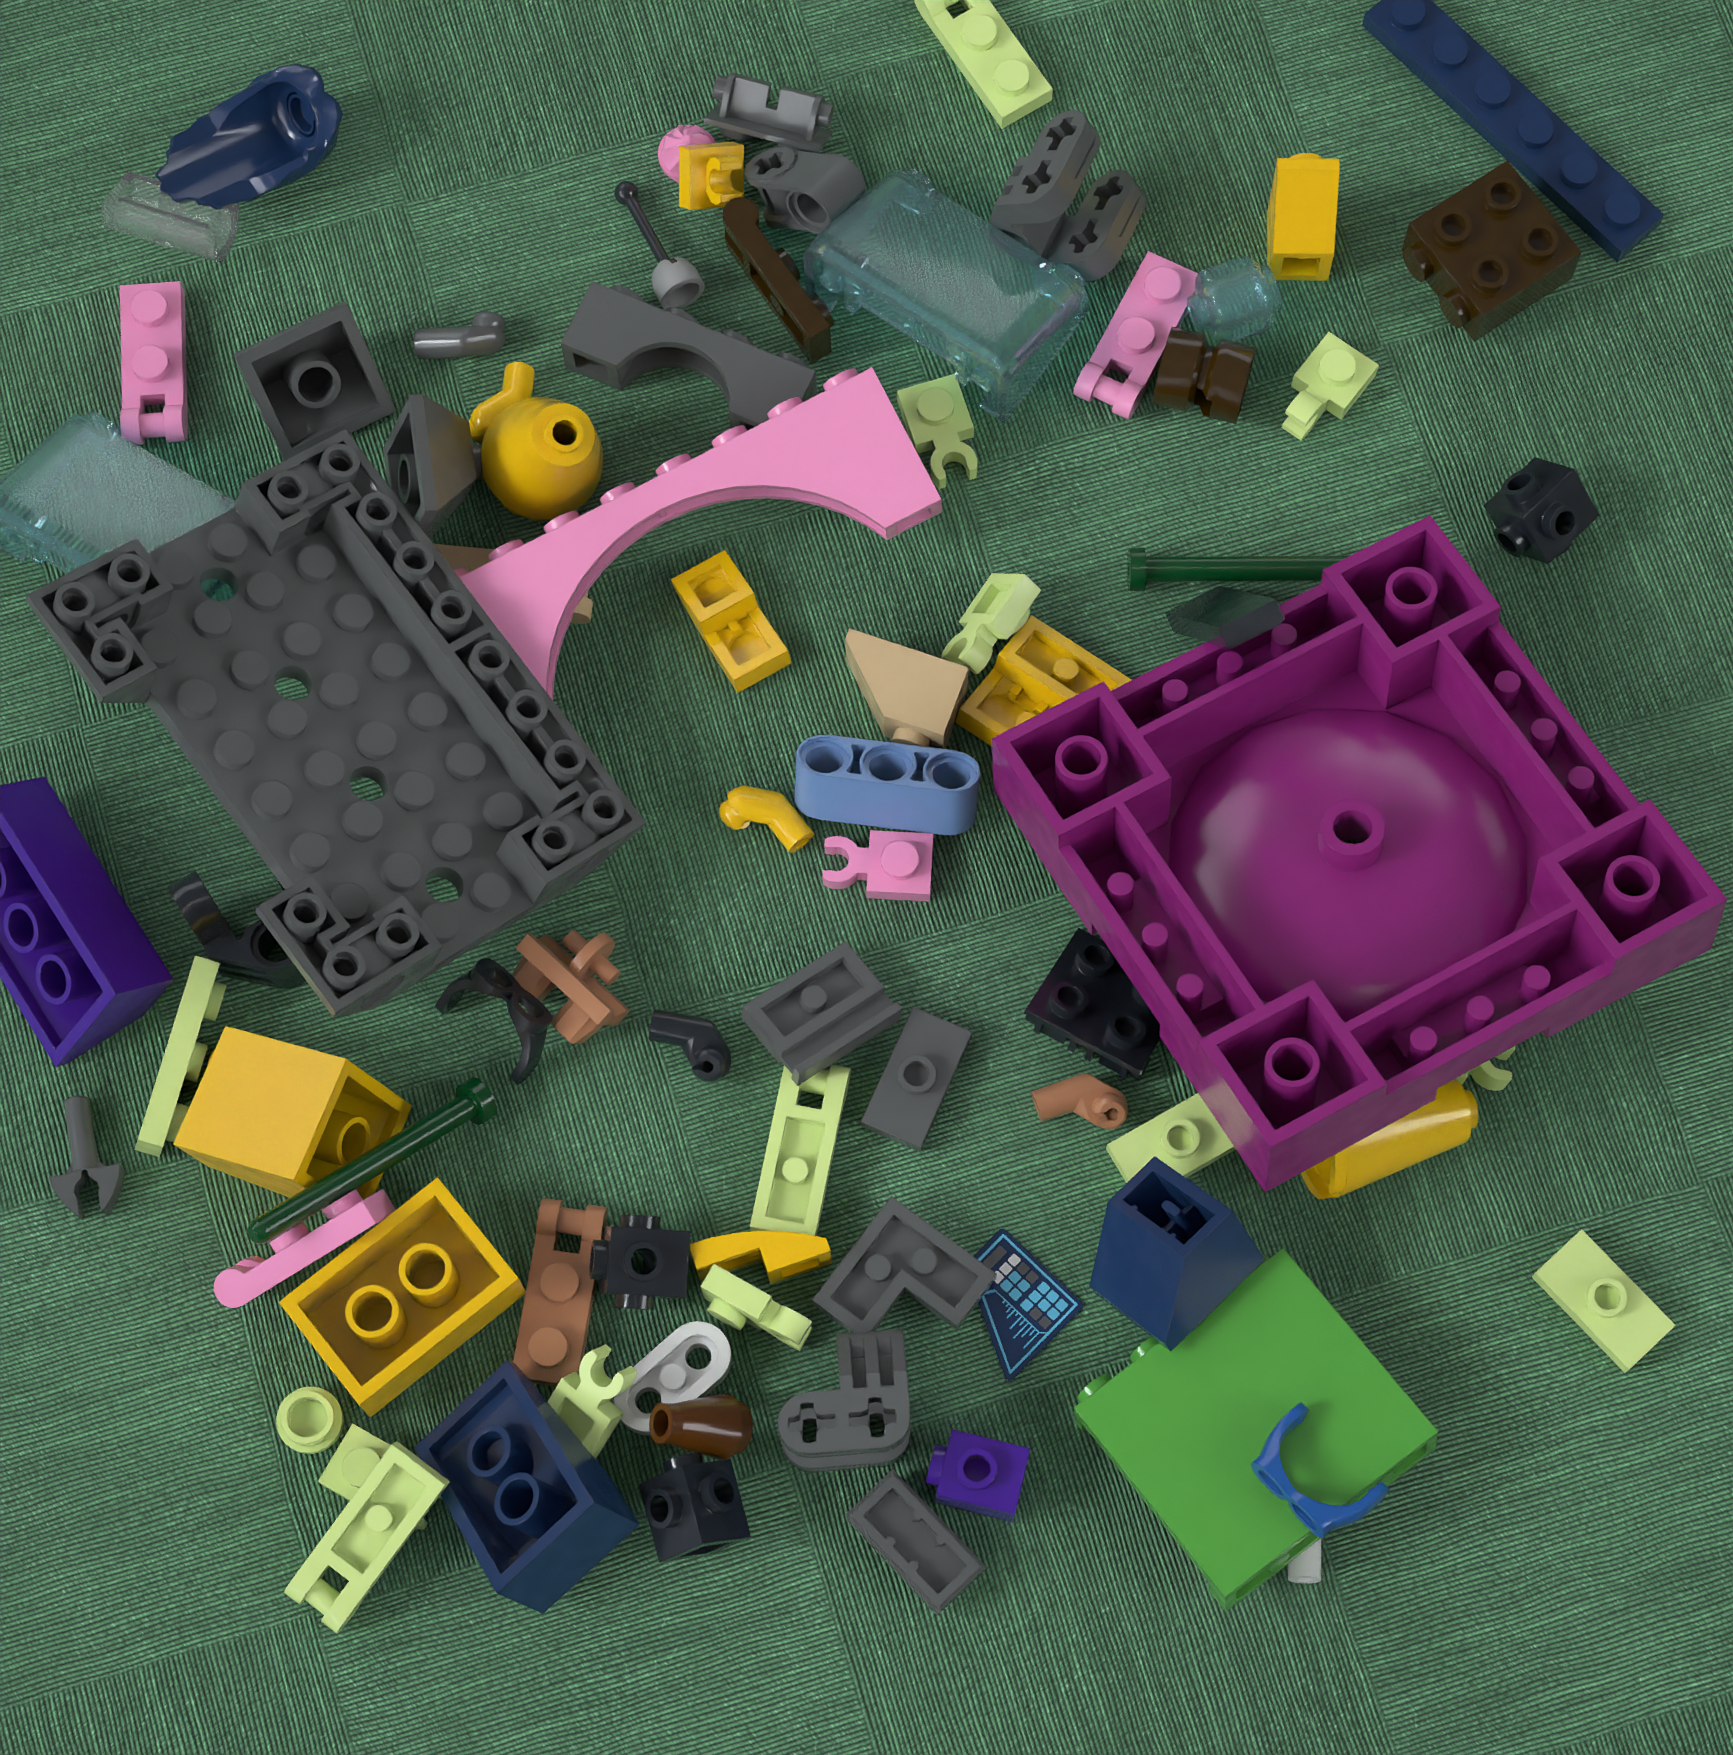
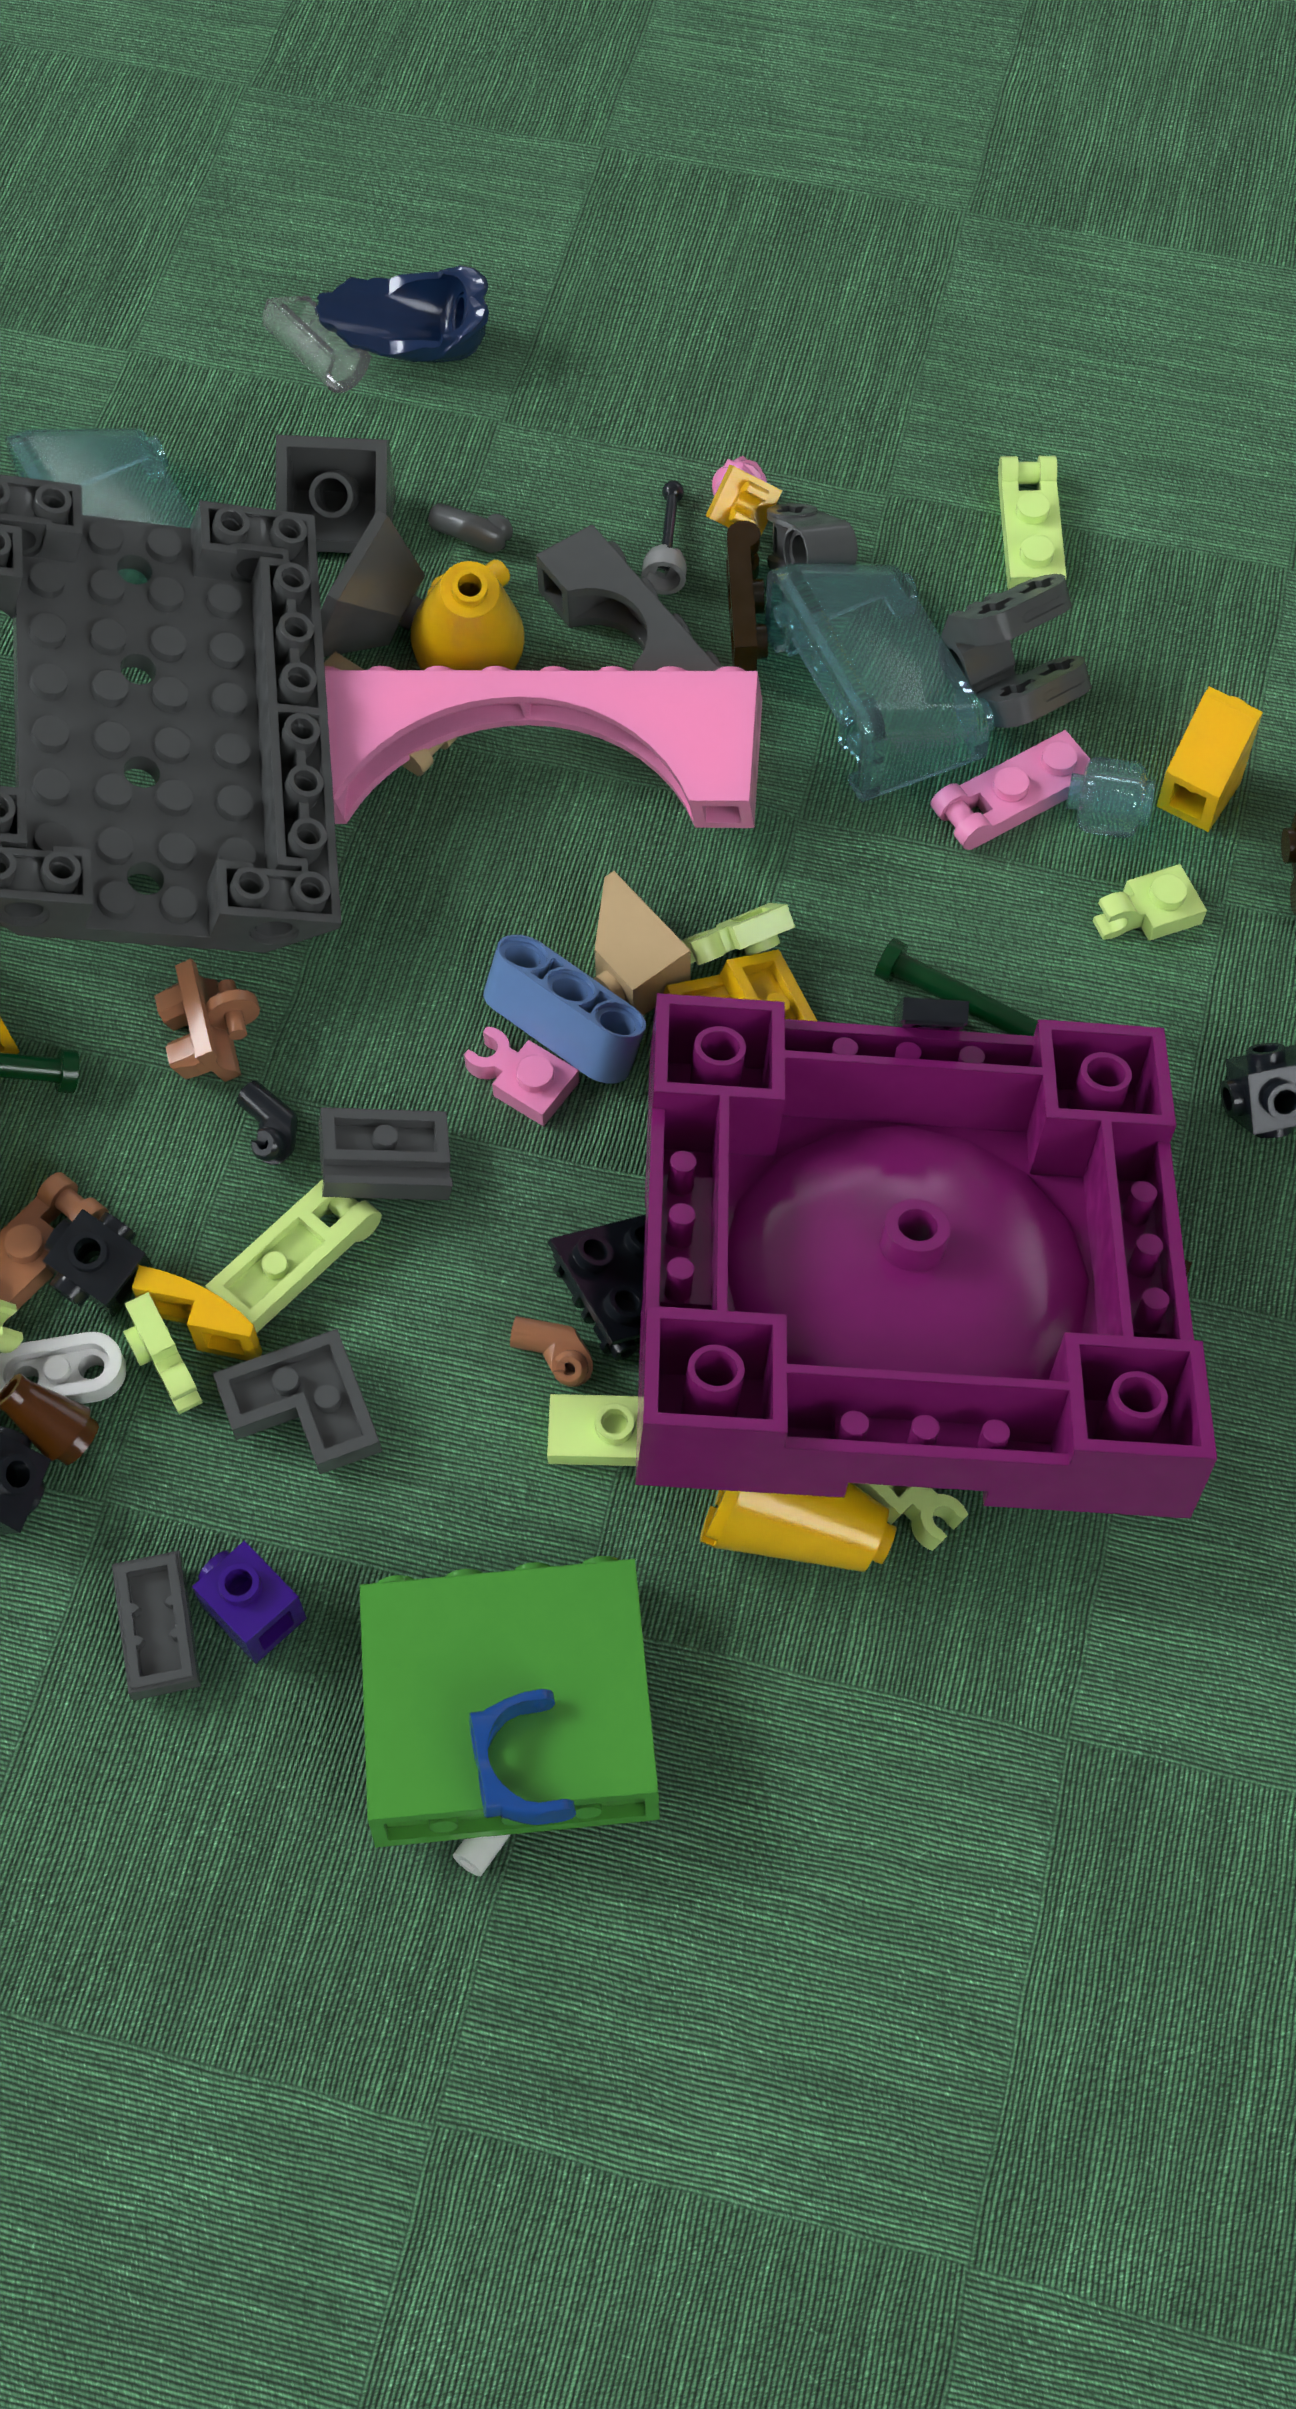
camera: 30 degrees right, 10 degrees down
(153, 361) = (230, 433): bright pink plate -> none
(530, 1027) = (142, 1036): black cap -> none
(731, 621) = (531, 830): yellow slope -> none
(748, 115) = (804, 477): dark grey hinge -> none
(768, 808) = (463, 983): yellow arm -> none
(871, 1387) = (192, 1467): dark grey piece -> none
(916, 1079) = (430, 1254): dark grey plate -> none
(938, 422) = (803, 773): yellowish green plate -> none
(1023, 1304) = (391, 1487): dark blue sticker -> none
(1169, 1253) = (532, 1505): dark blue slope -> none
(1203, 375) = (1040, 833): dark brown wheel -> none
(1603, 1301) = (904, 1786): yellowish green plate -> none

